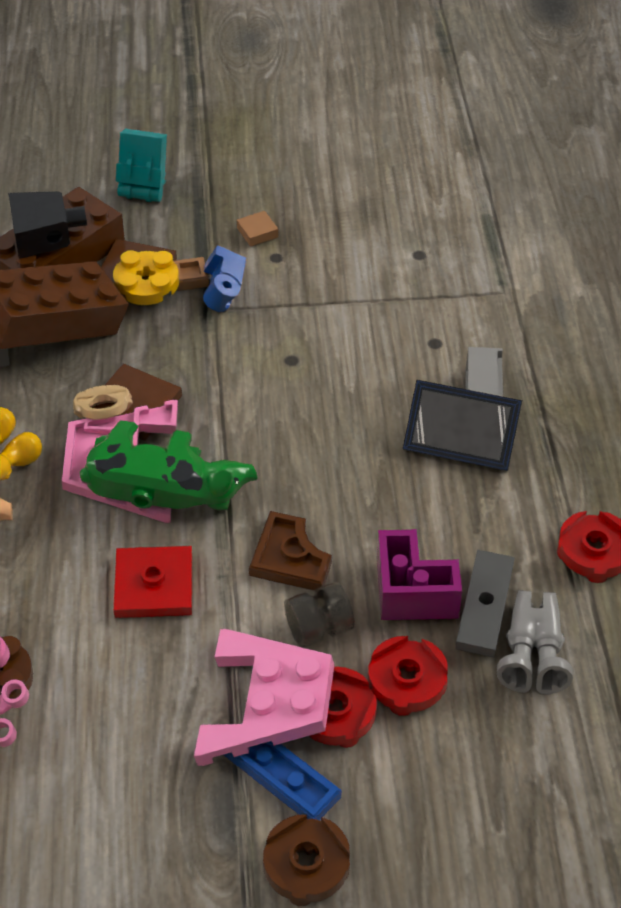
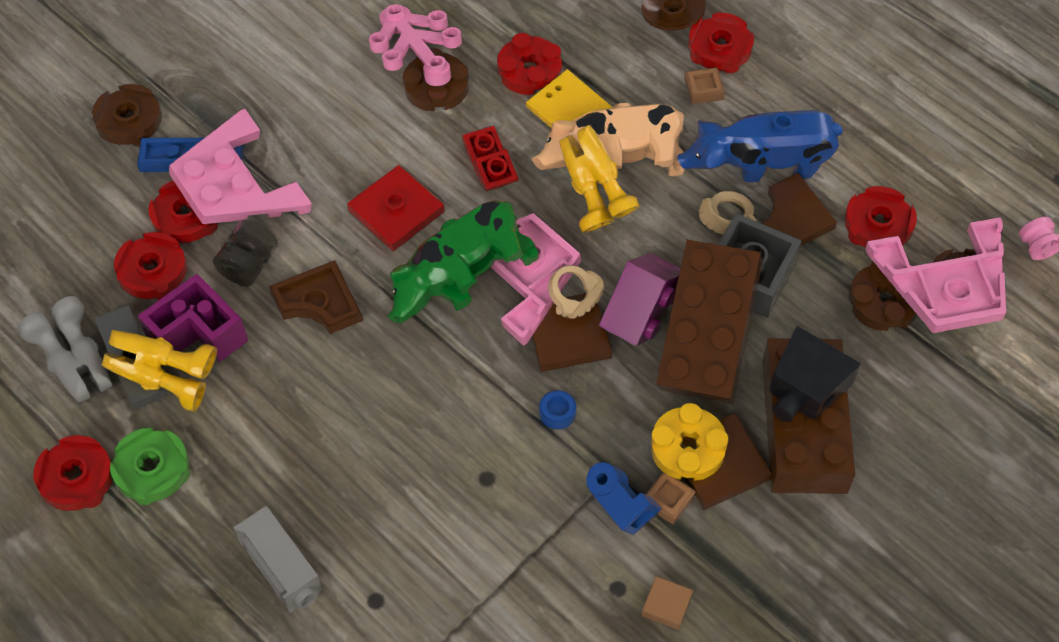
camera: 140 degrees right, 10 degrees up
(36, 565) = (489, 158): none -> red slope
(58, 359) = (639, 297): none -> magenta brick
(141, 165) = (838, 559): teal piece -> none
(199, 362) = (557, 409): none -> blue tile
(462, 425) = (261, 491): tile -> none
(475, 553) = (147, 368): none -> yellow piece
(525, 528) = (150, 485): none -> bright green plate

